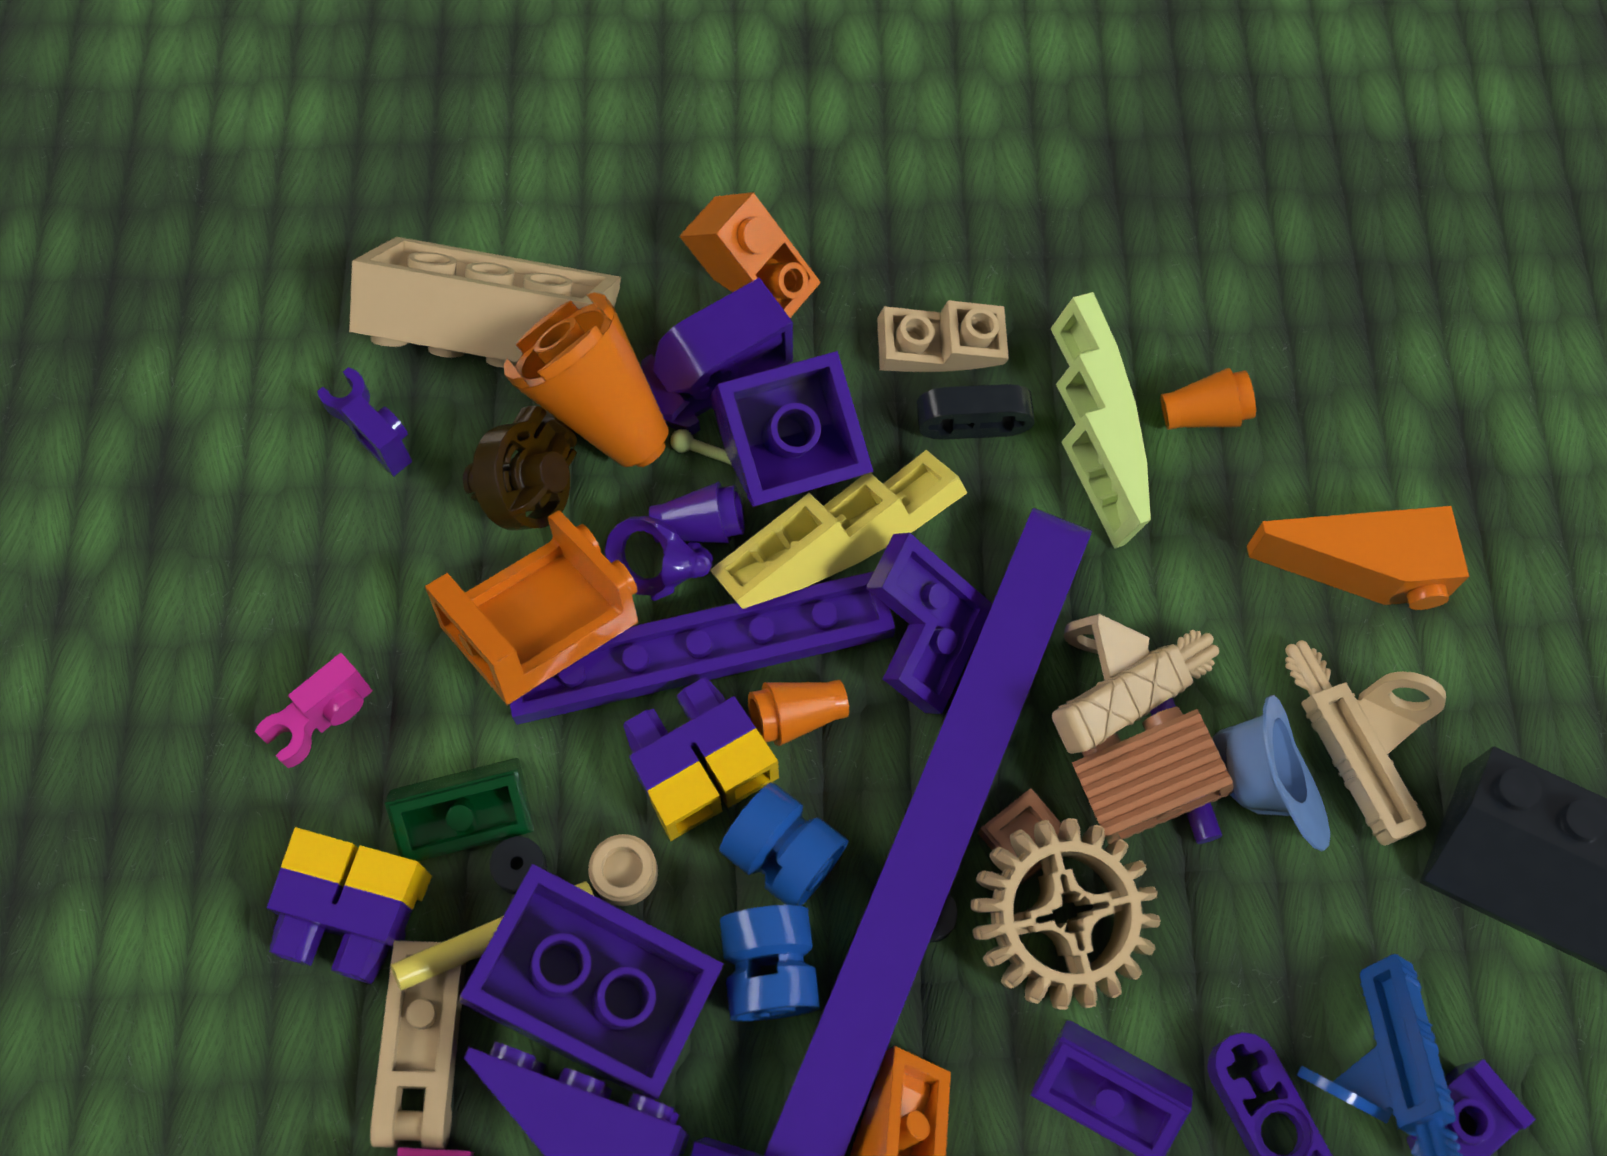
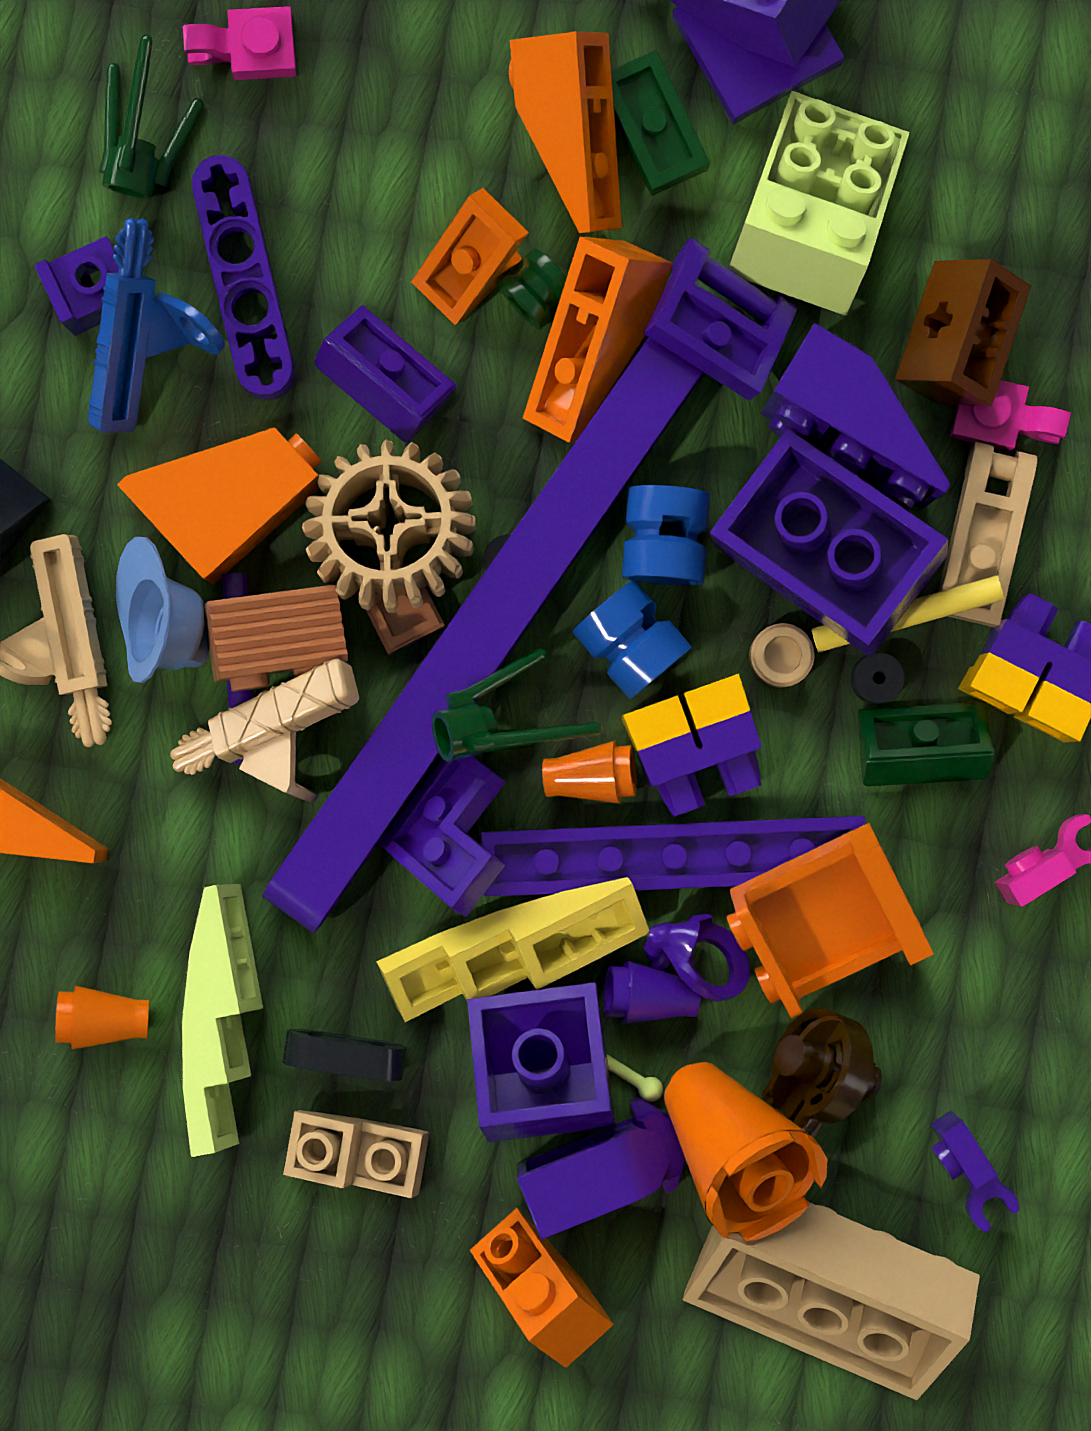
camera: 170 degrees left, 20 degrees up
(929, 709) = (472, 730): none -> dark green plant
(1245, 908) = (225, 497): none -> orange slope

